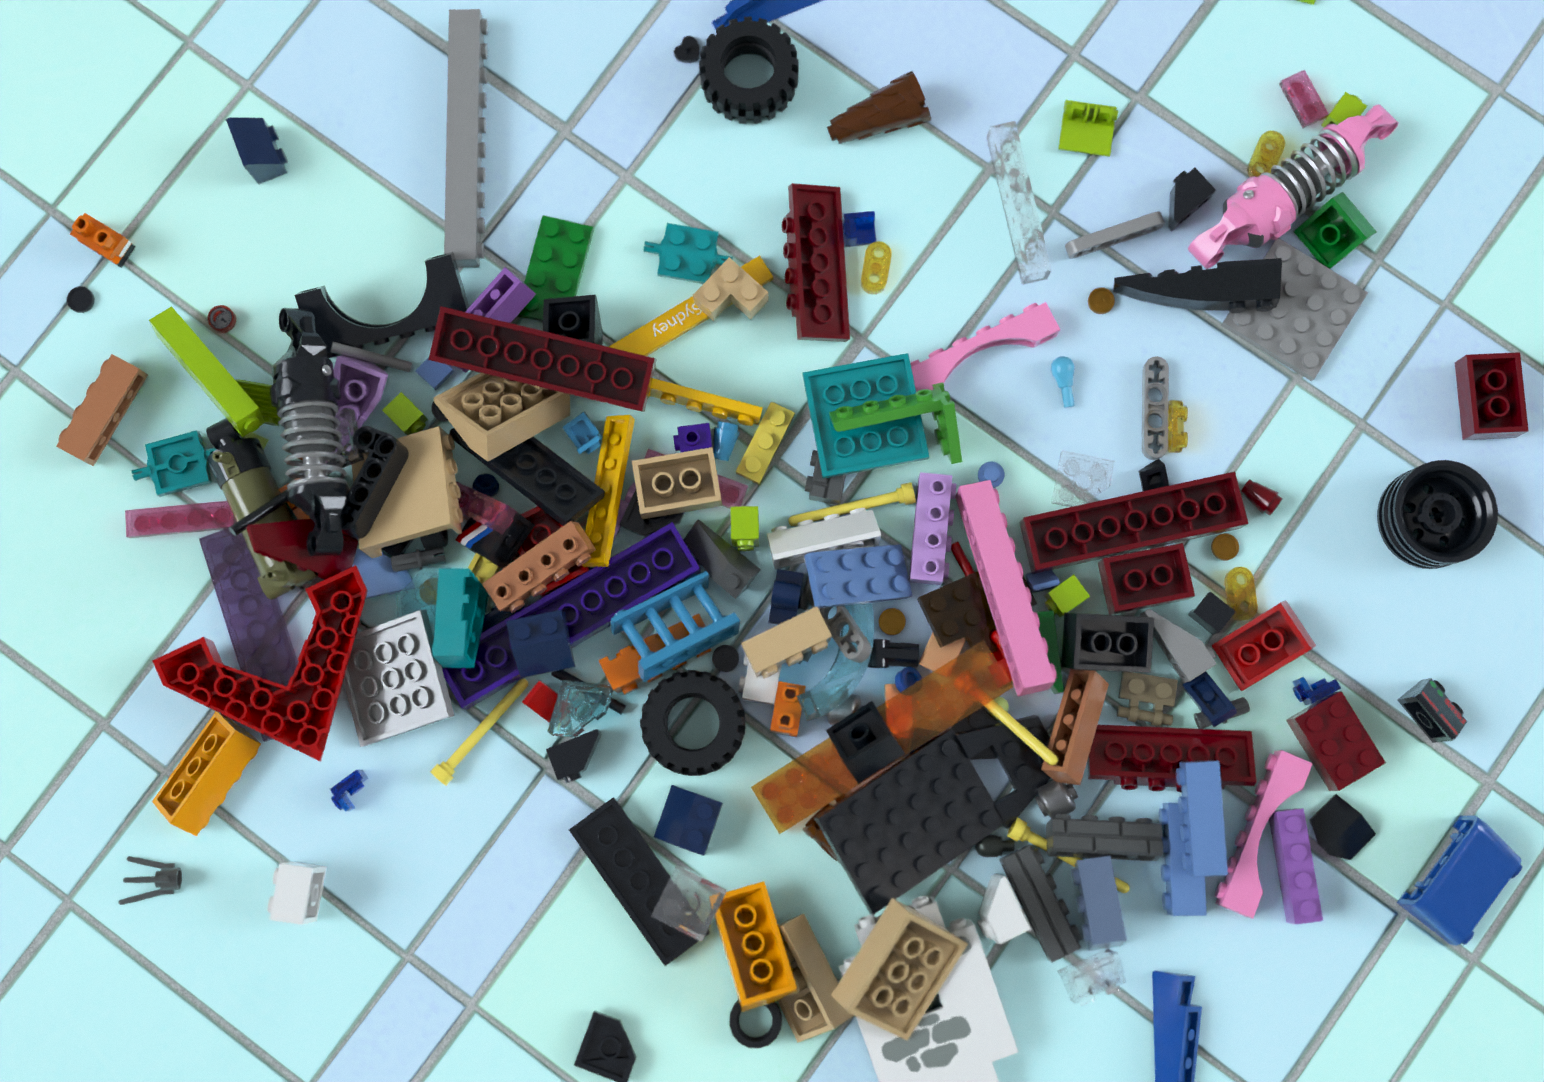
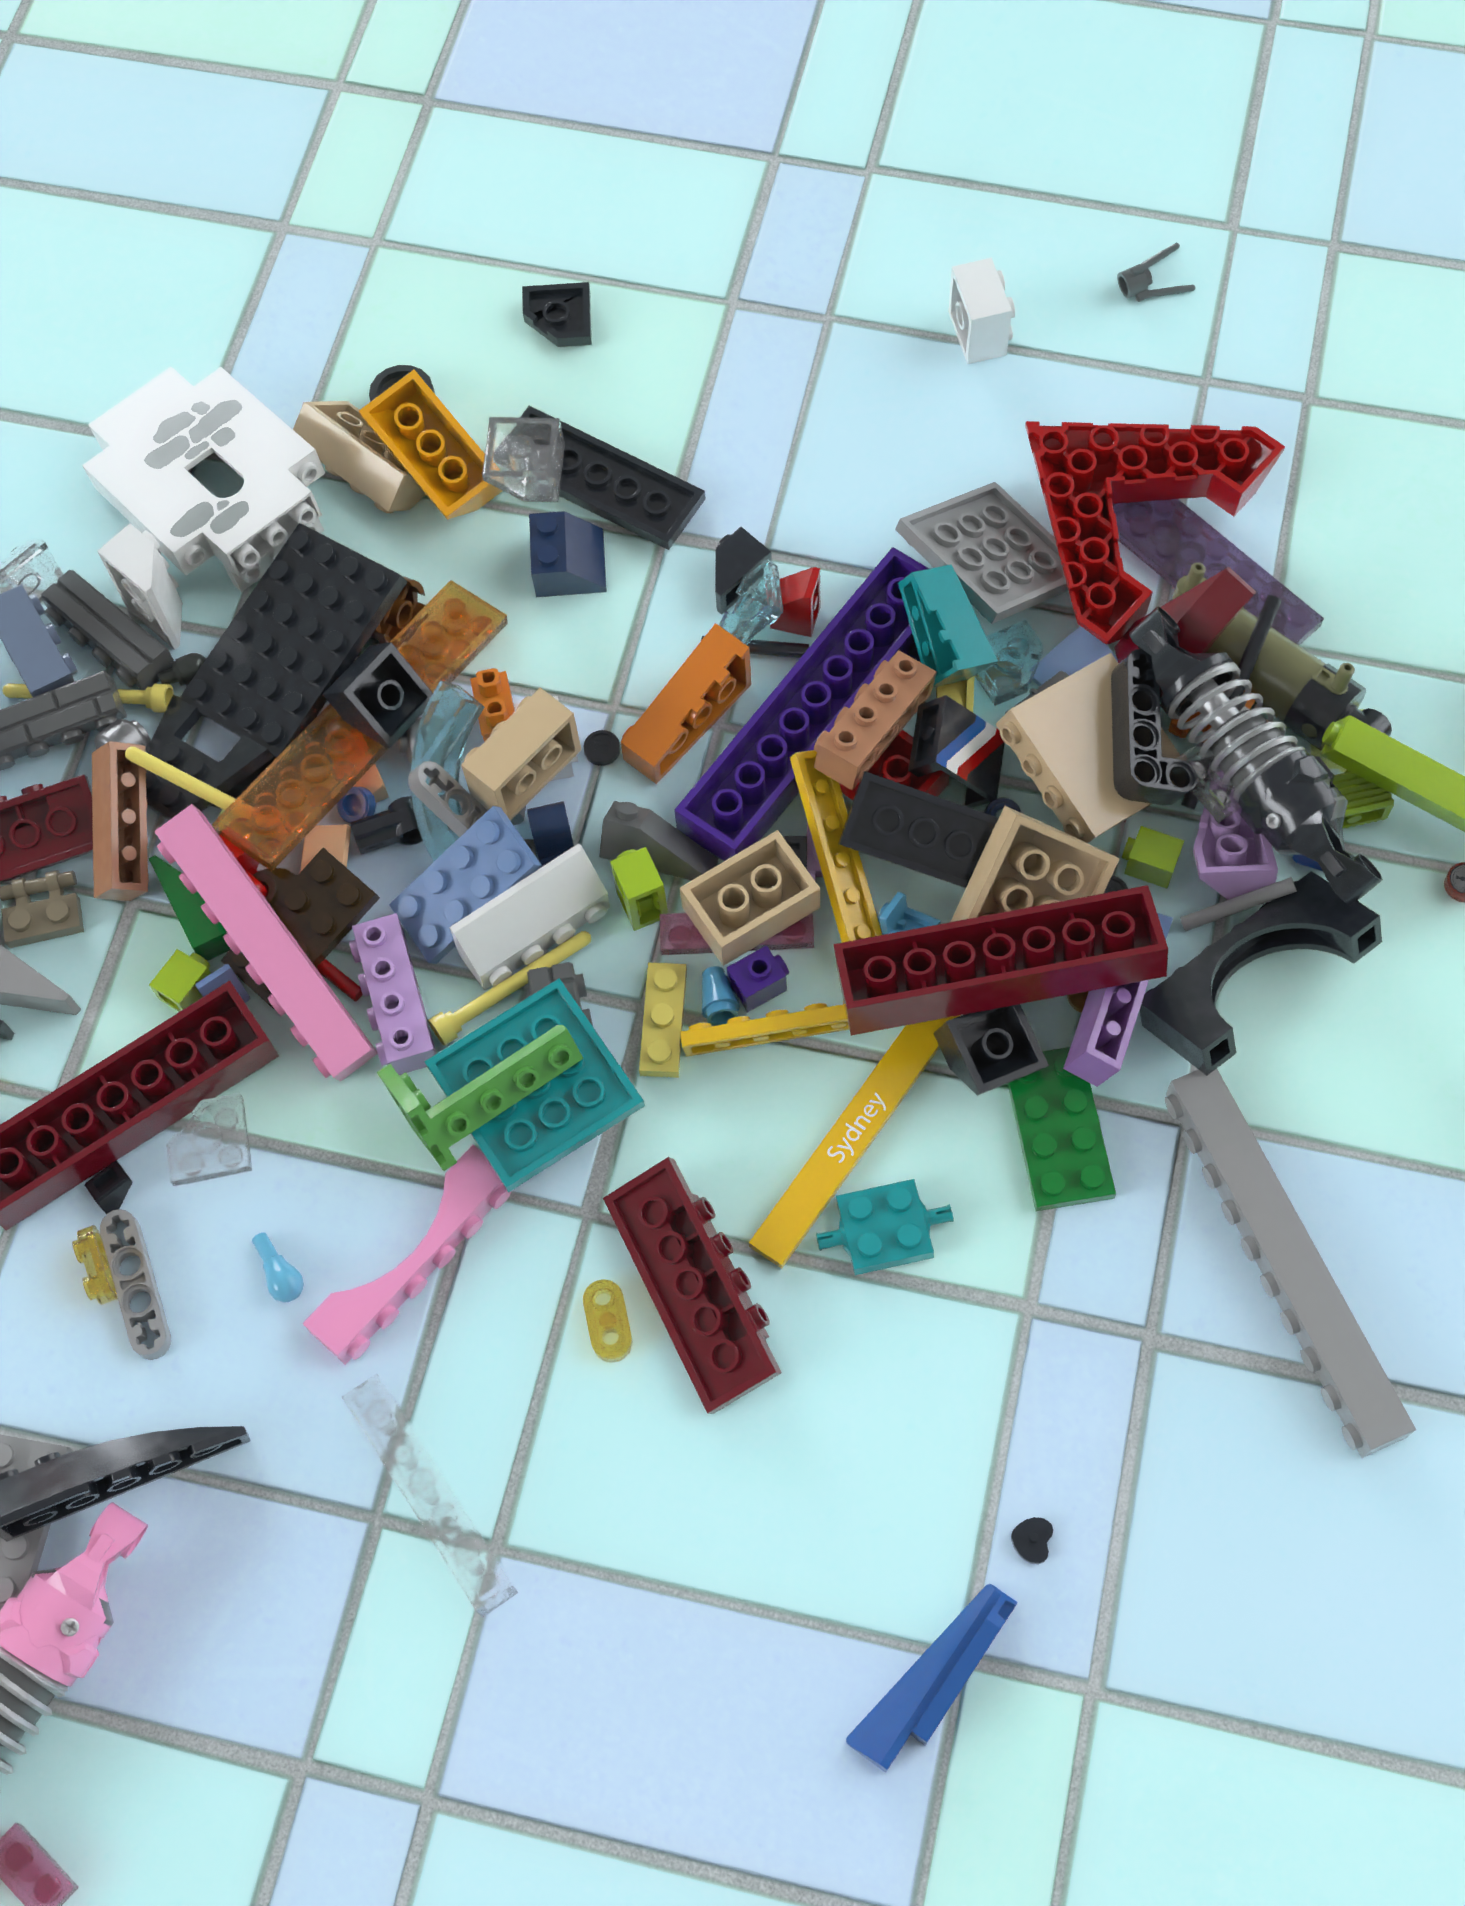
camera: 160 degrees right, 15 degrees down
(176, 463) = (1408, 687): teal plate -> none
(178, 519) = (1367, 625): clear pink plate -> none
(206, 774) = (1158, 373): light orange slope -> none
(351, 784) = (985, 435): clear blue bracket -> none
(446, 769) = (882, 496): light yellow piece -> none
(485, 509) = (986, 763): clear pink plate -> none
(541, 643) = (832, 643): dark blue slope -> none
(655, 723) = (596, 610): black tyre -> none
(676, 650) = (661, 698): dark azure fence -> none
(728, 286) = (798, 1191): tan brick -> none
(743, 39) = (948, 1477): black tyre -> none
(859, 228) = (654, 1363): clear blue panel -> none
(885, 111) = (686, 1554): reddish brown cone -> none
(892, 621) = (404, 870): pearl gold piece -> none
(898, 970) = (247, 468): tan slope -> none
(993, 472) = (338, 1099): medium blue plate -> none
(1087, 128) = (365, 1675): lime hinge -> none
(1101, 300) = (261, 1411): pearl gold piece -> none
(1107, 642) = (107, 935): black brick -> none
(1114, 235) = (268, 1513): light grey beam -> none
(1146, 579) = (75, 1033): dark red brick -> none
(1187, 196) = (174, 1618): black slope -> none
(1264, 157) = (66, 1744): clear yellow plate -> none

